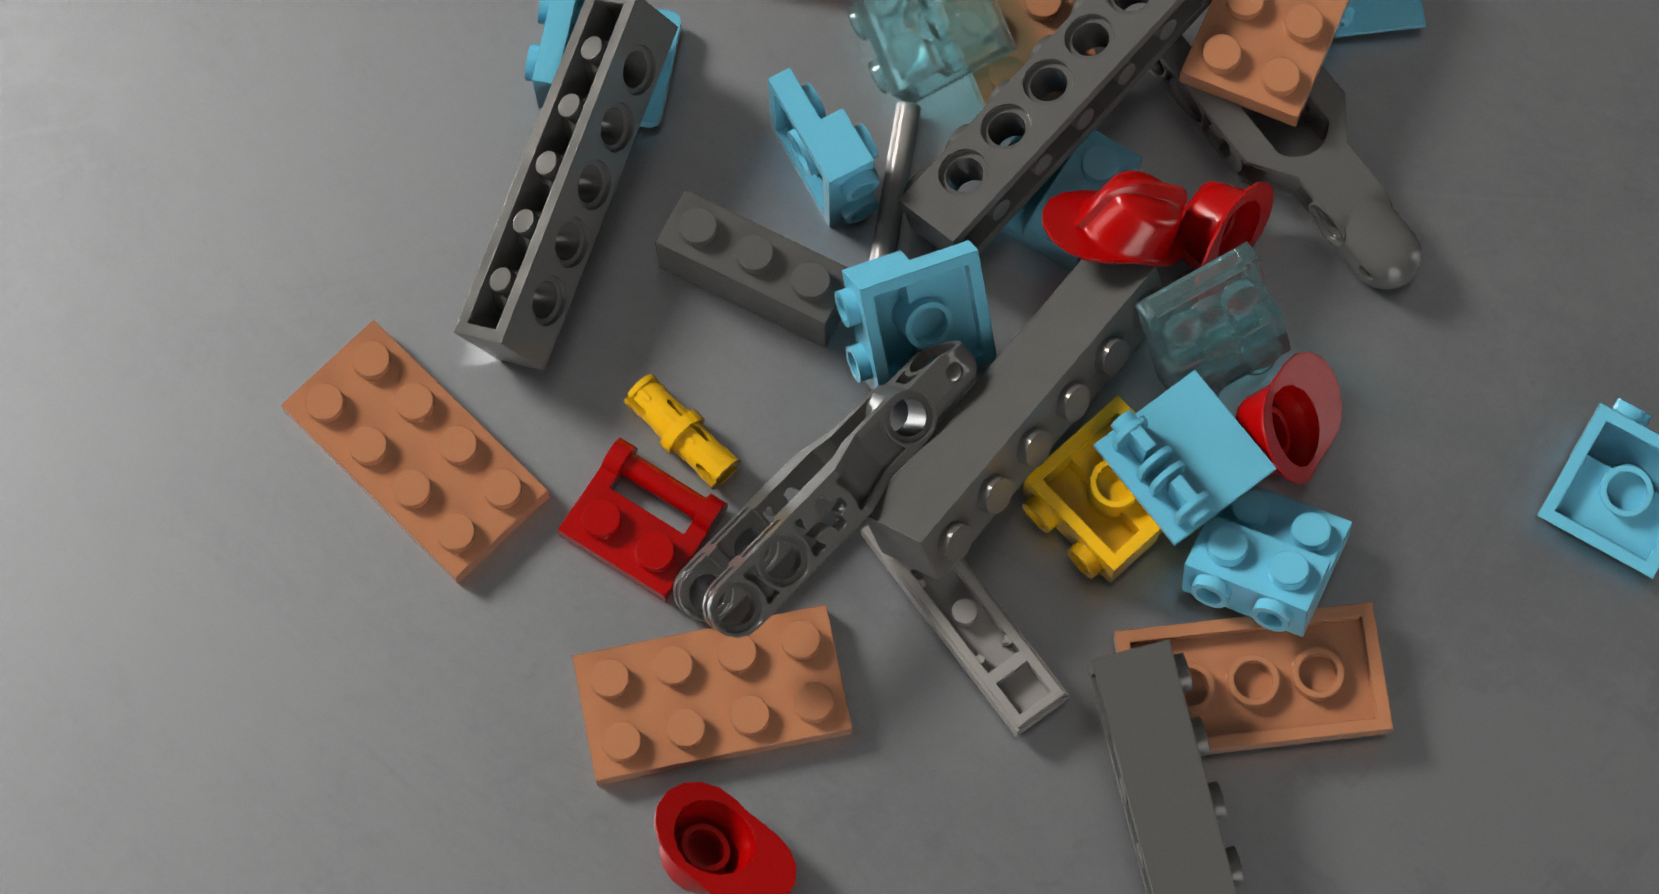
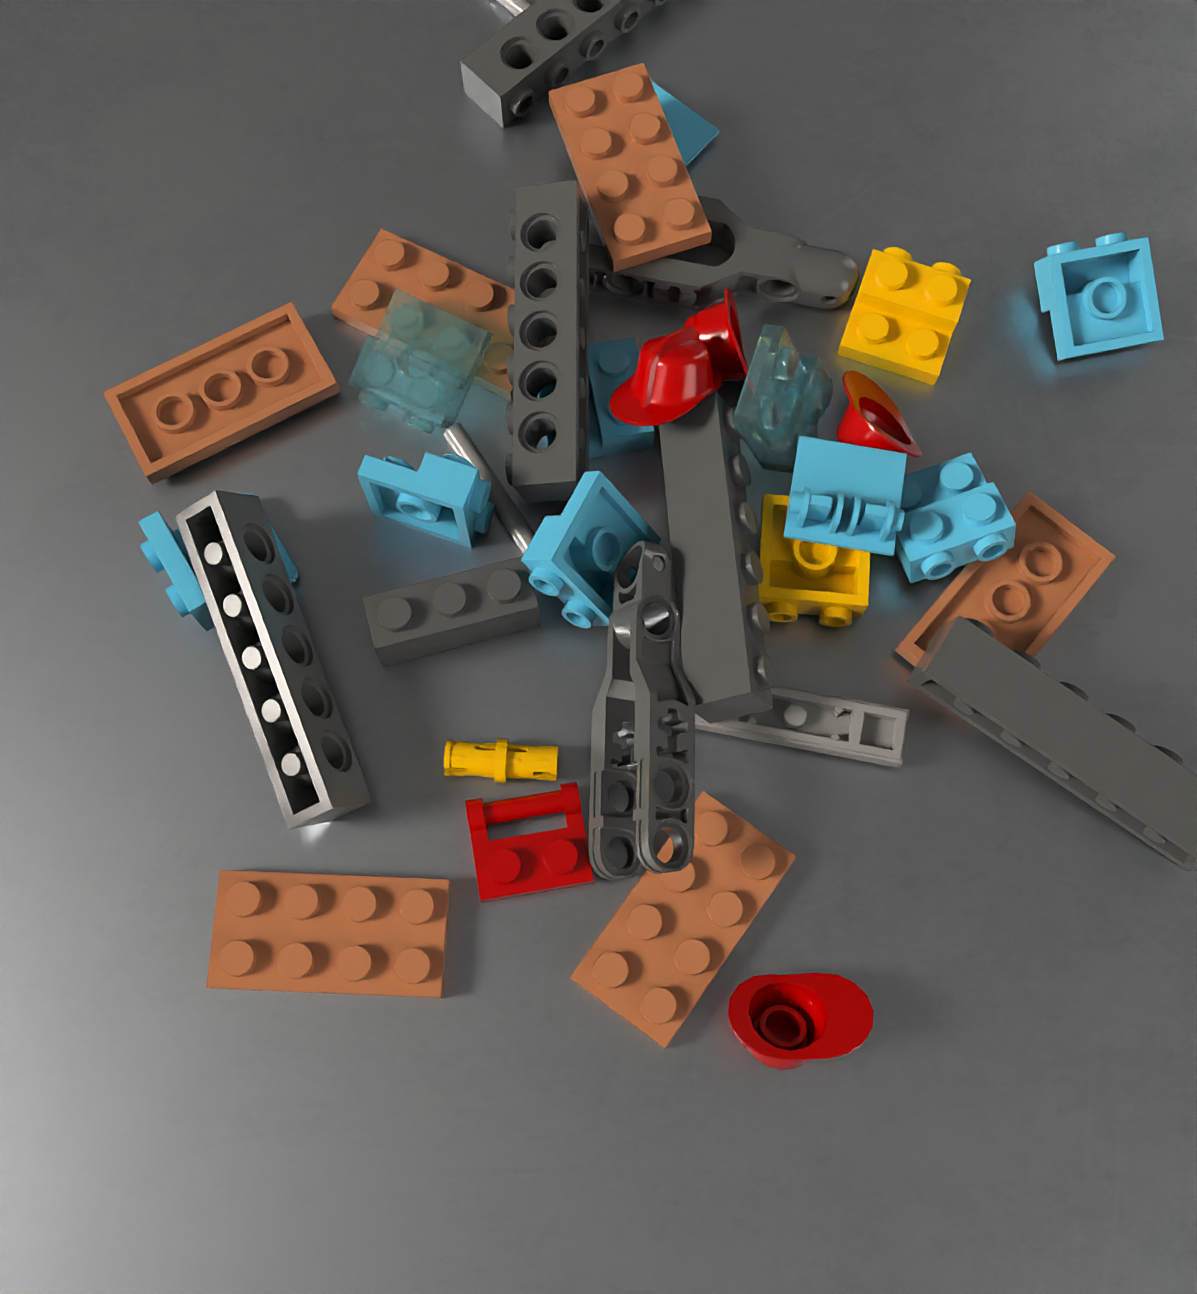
camera: 45 degrees left, 0 degrees up
(1425, 347) = (904, 315): none -> yellow plate

